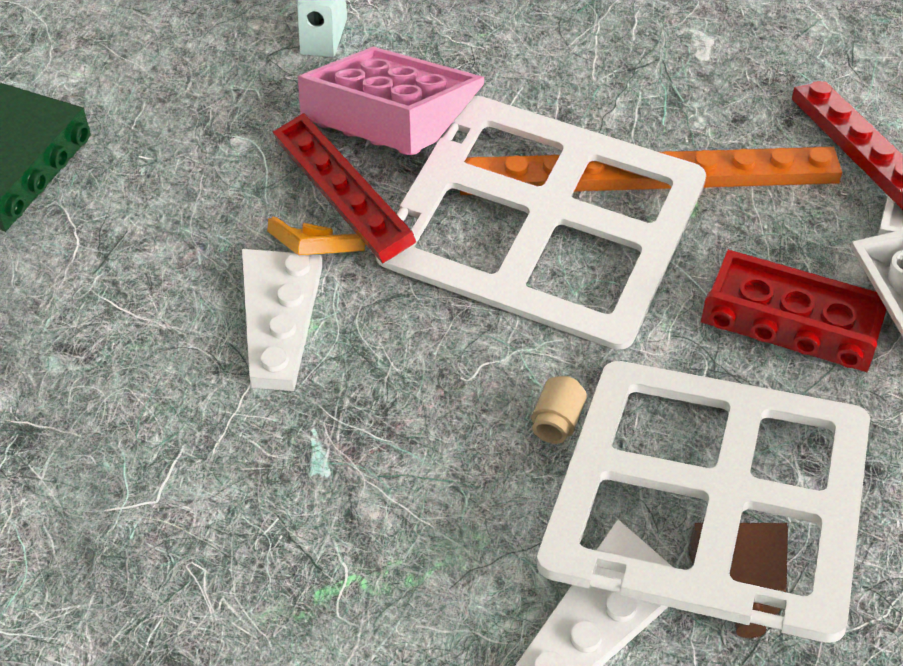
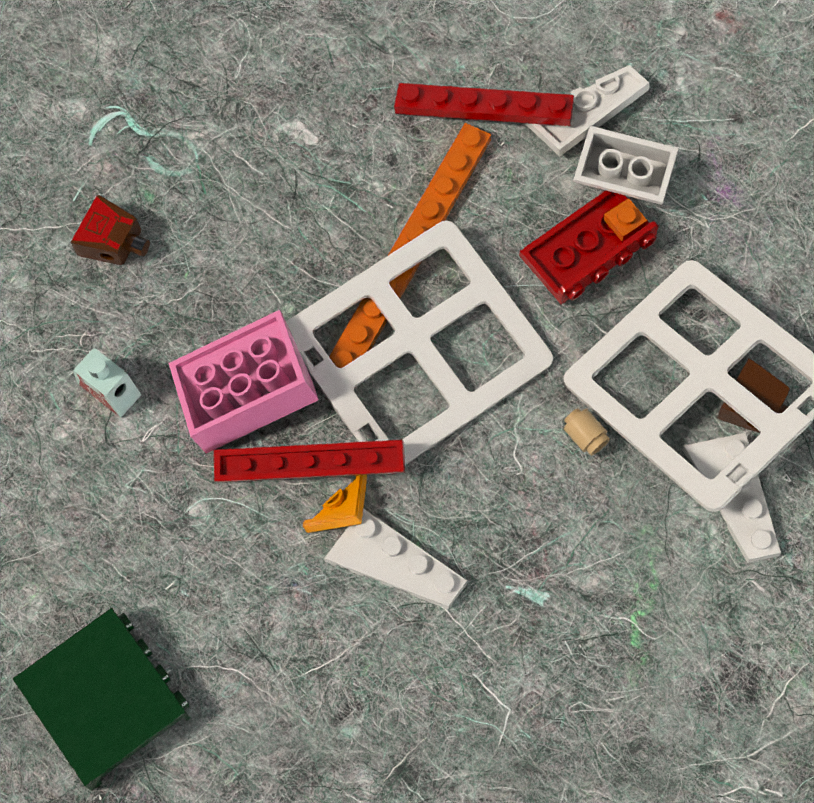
camera: 55 degrees left, 20 degrees up
(855, 315) = (625, 219): none -> orange plate

